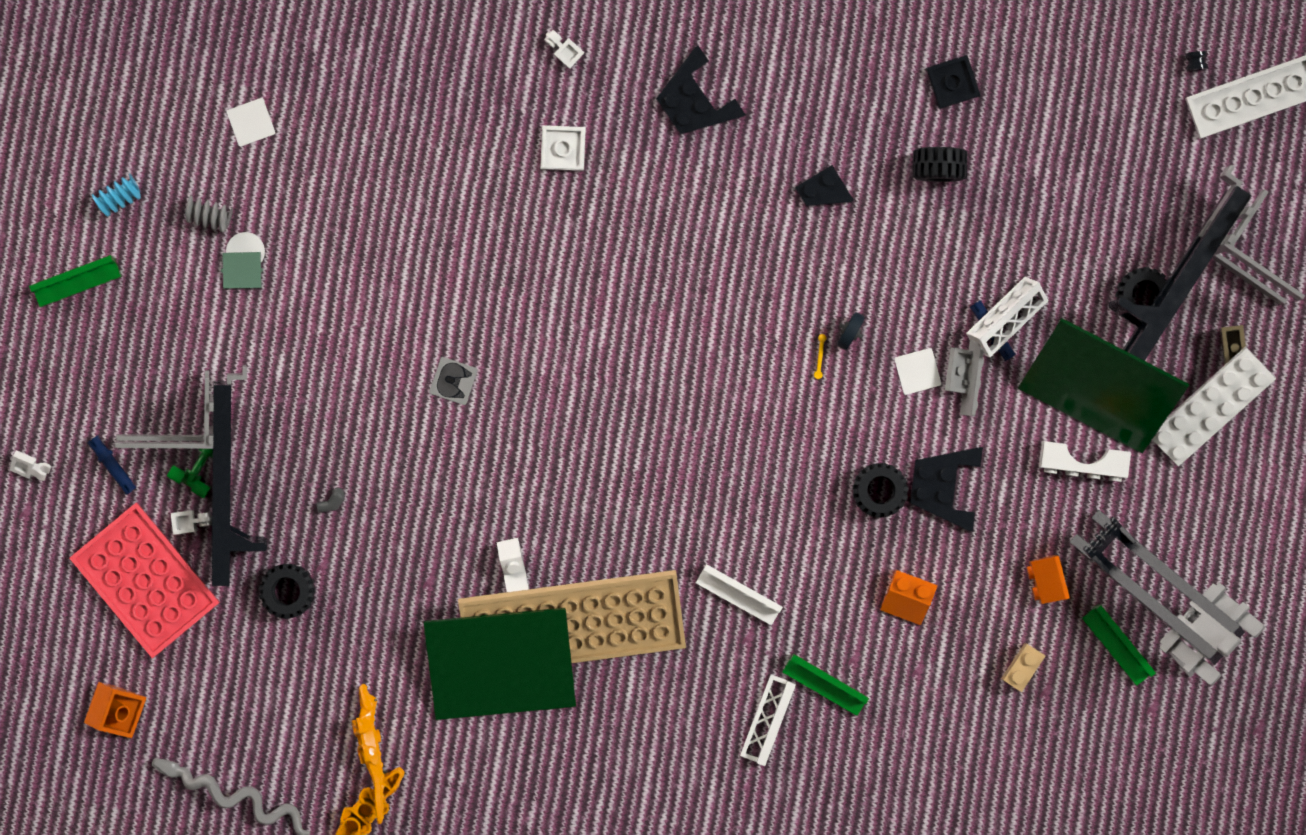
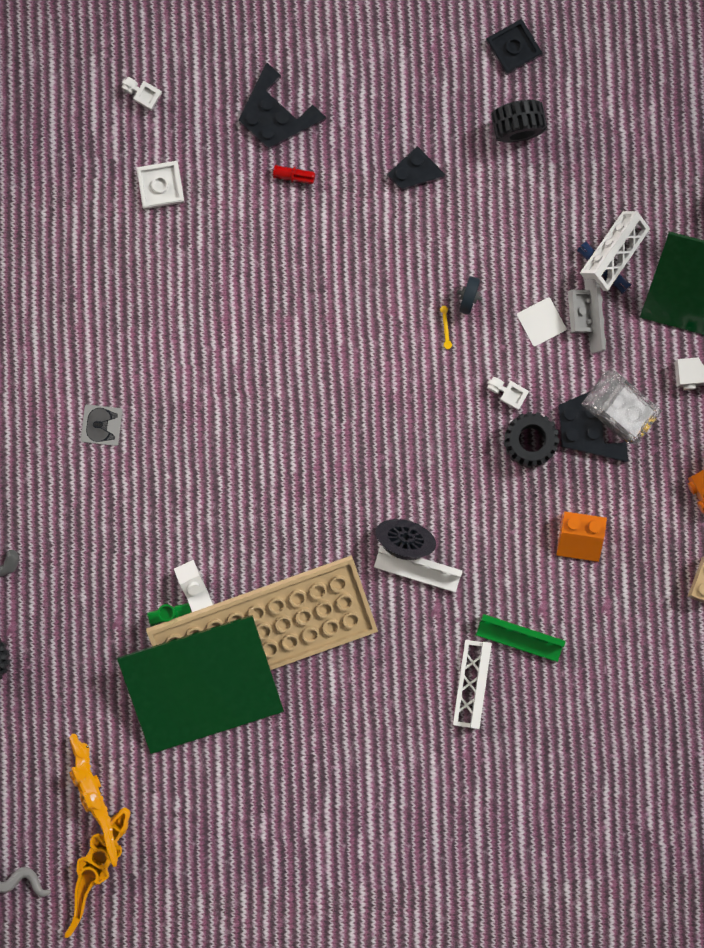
camera: 10 degrees left, 5 degrees down
(482, 586) = (167, 613): none -> green bar
(700, 167) = (293, 174): none -> red axle
(733, 563) = (405, 539): none -> black piece
(872, 439) = (512, 394): none -> white plate
(977, 478) = (621, 407): none -> clear piece

